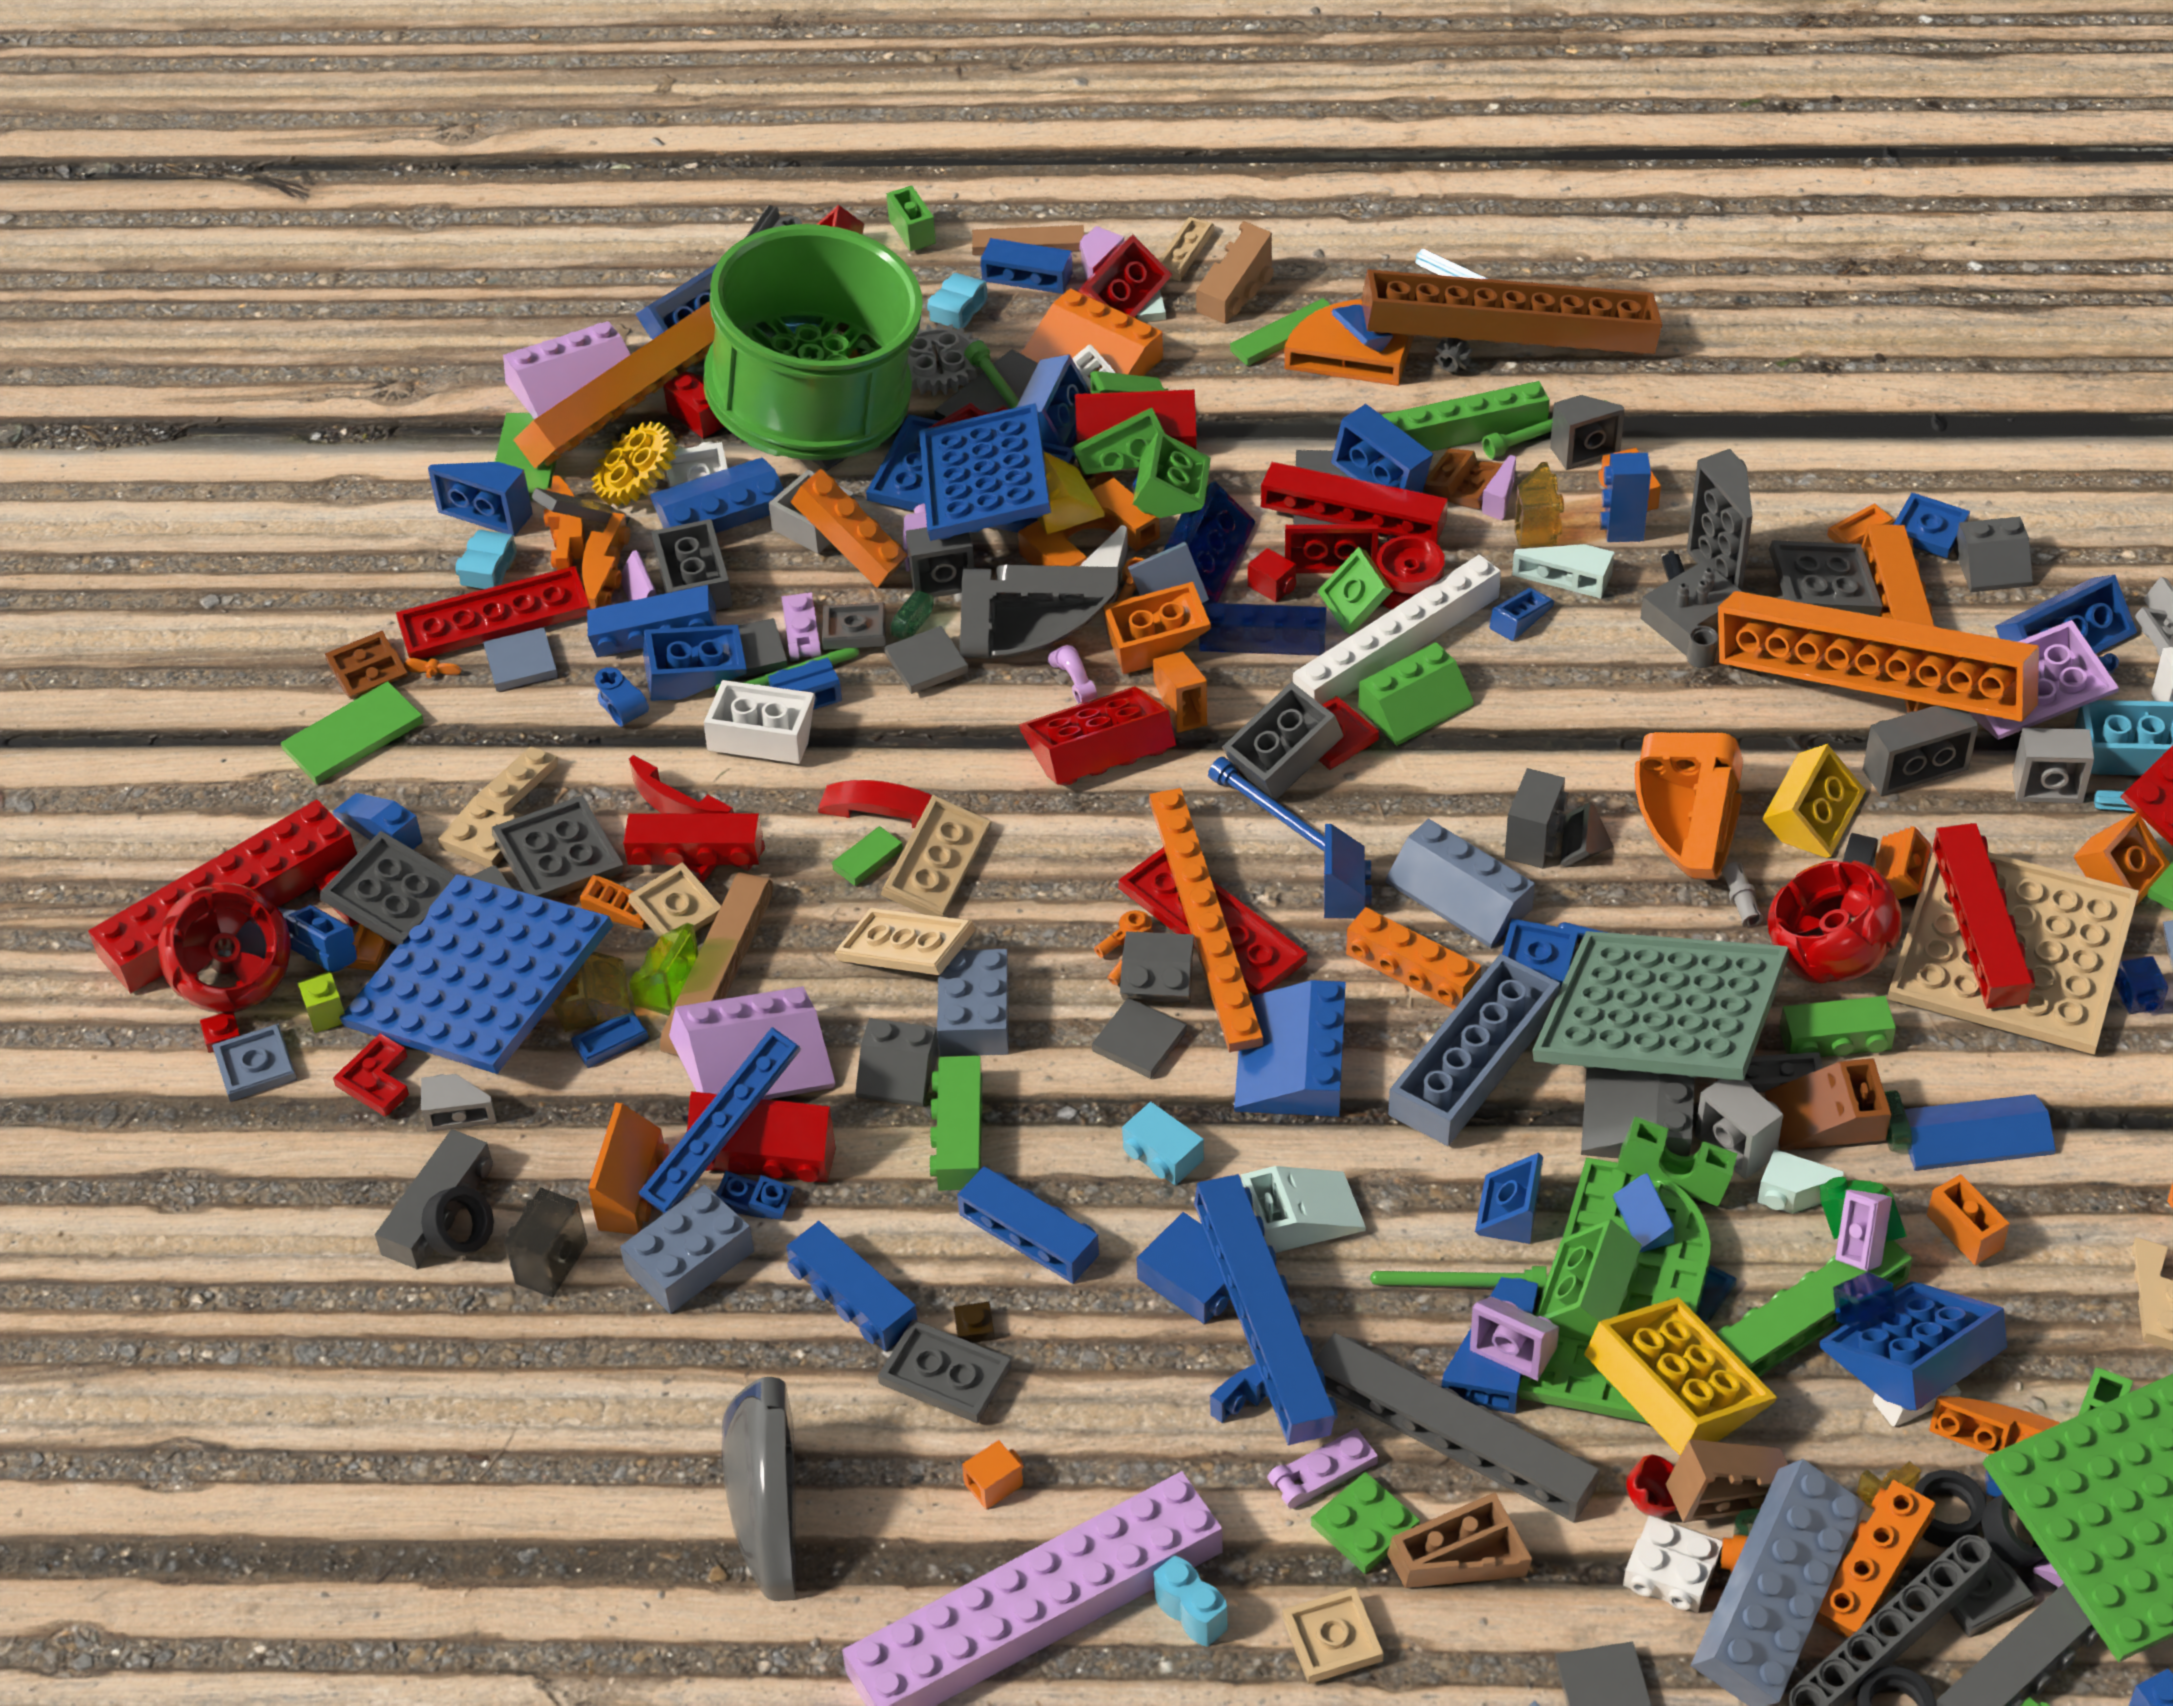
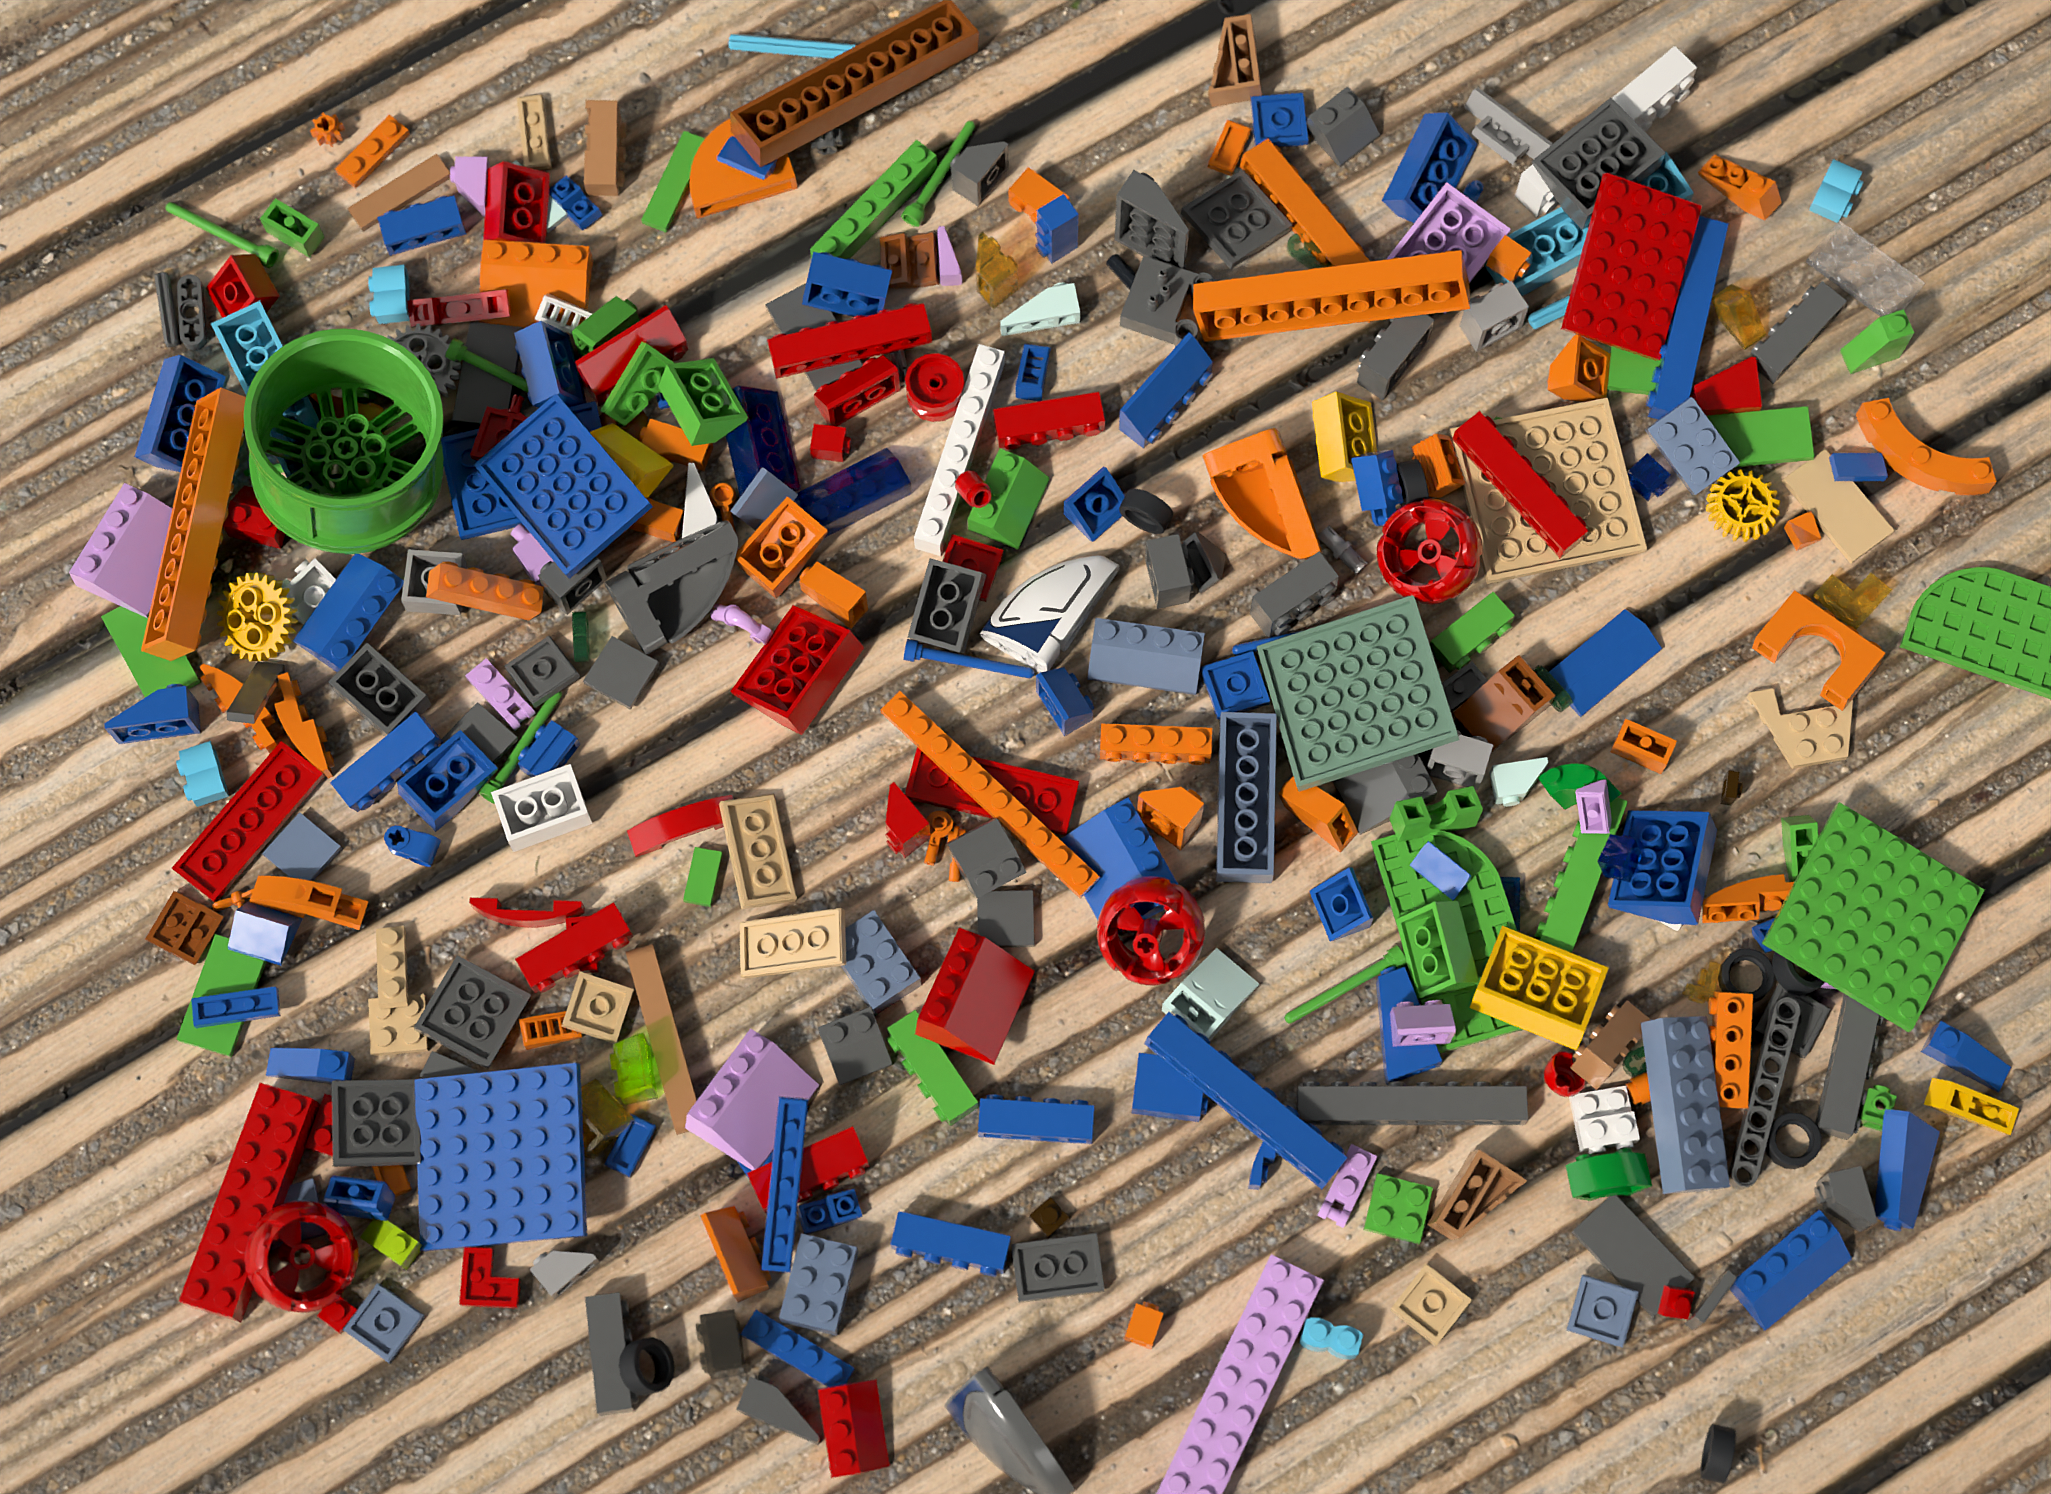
camera: 35 degrees left, 25 degrees up
(352, 738) = (235, 1007): none -> blue plate
(428, 697) = (263, 932): none -> slope
(494, 690) = (310, 898): none -> orange slope
(547, 1330) = (770, 1406): none -> dark grey slope
(611, 1394) = (853, 1428): none -> red slope
(618, 1304) = (796, 1350): none -> blue plate
(636, 579) = (344, 729): lavender slope -> none
(871, 228) = (267, 254): none -> bright green piece
(1001, 170) = (327, 122): none -> orange gear
(1009, 334) = (459, 308): none -> red slope
(1029, 203) = (372, 151): none -> orange plate
(1047, 1073) = (974, 997): none -> red slope
(1095, 896) = (904, 823): none -> red slope
(1162, 1143) = (1082, 1001): medium azure brick -> none
(1179, 308) = (575, 203): none -> blue slope
(1252, 1082) = (1146, 962): none -> red wheel
(1355, 590) = (904, 427): bright green plate -> none
(1380, 1013) = (1171, 813): none -> orange slope
(1384, 662) = (973, 489): none -> red brick
(1392, 800) = (1049, 610): none -> white panel
(1503, 735) = (1095, 504): none -> blue slope
(1508, 652) = (1049, 420): none -> red brick
(1548, 1105) = (1320, 813): none -> orange slope
(1551, 754) = (1146, 511): none -> black tyre
(1637, 1614) = (1608, 1174): none -> green brick
(1644, 674) = (1165, 392): none -> blue slope
(1658, 897) = (1294, 595): none -> dark grey brick
(1820, 836) = (1378, 484): none -> blue brick
(1914, 460) = (1237, 65): none -> medium nougat wedge
(2051, 1314) = (1731, 788): none -> dark brown plate
(2099, 711) = (1509, 259): none -> orange brick

